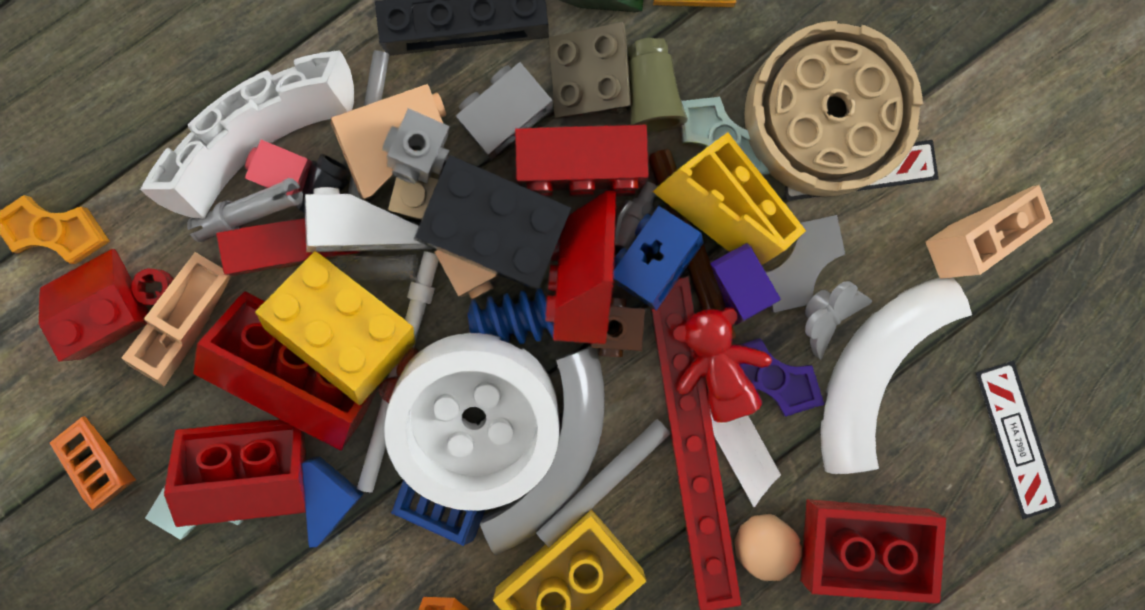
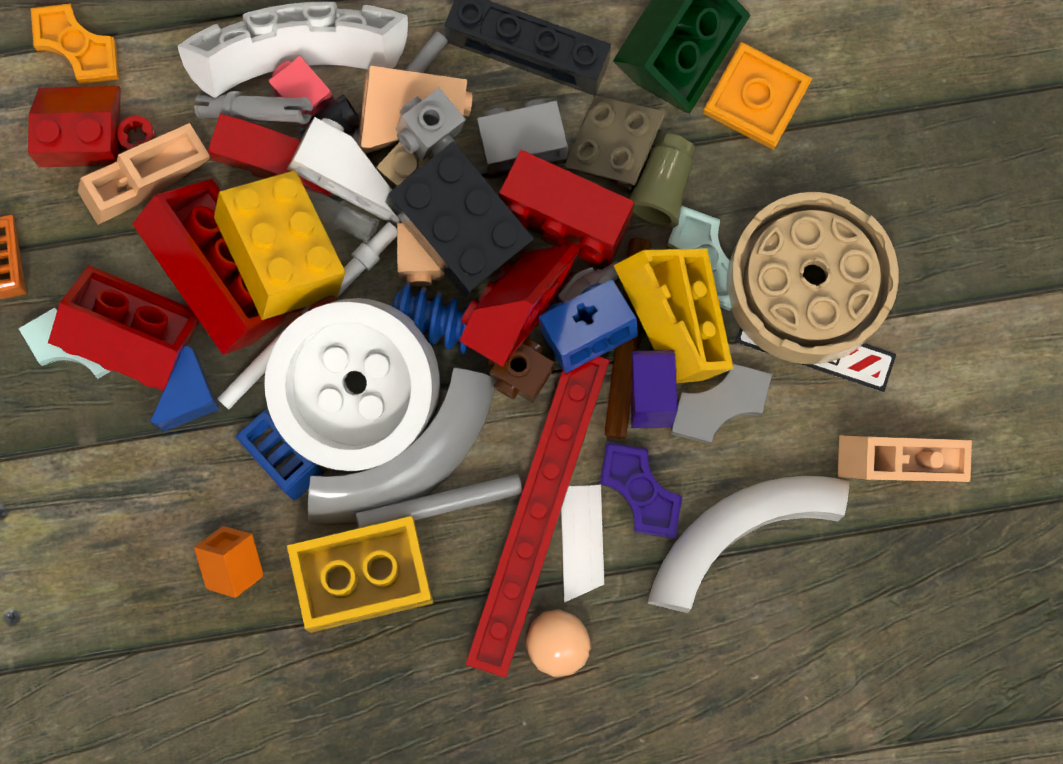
camera: 30 degrees right, 10 degrees down
(729, 389) = (594, 469): red piece -> none
(828, 310) = (718, 455): light grey animal -> none
(873, 551) = (650, 685): red brick -> none
(1018, 439) = (841, 666): sticker -> none

